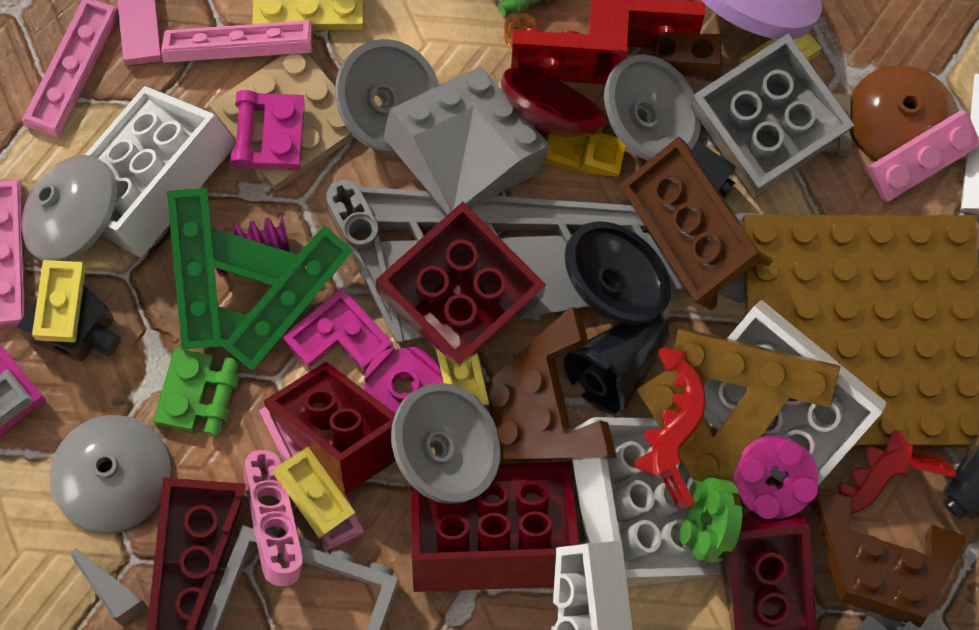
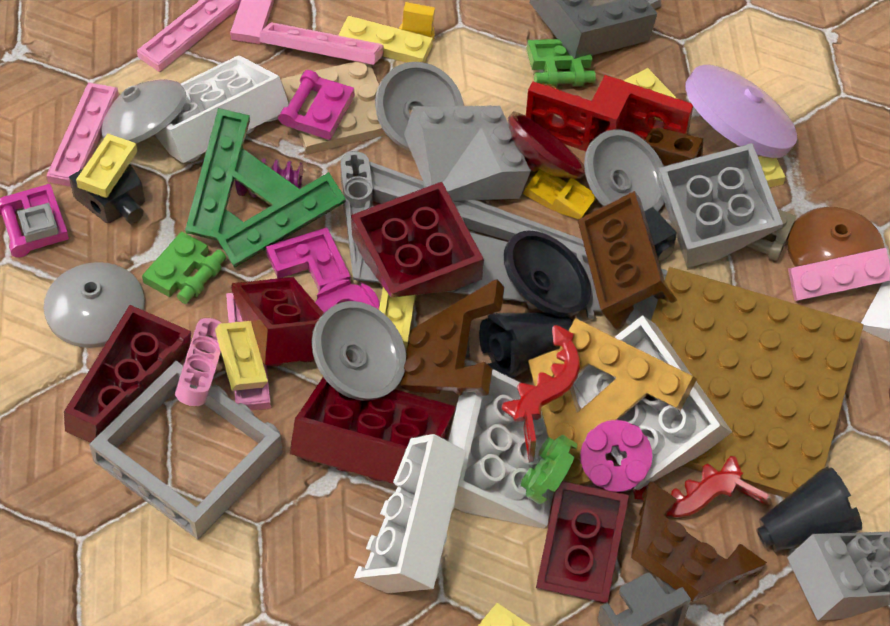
camera: 20 degrees right, 15 degrees down
(117, 598) = (58, 382): light grey slope -> none

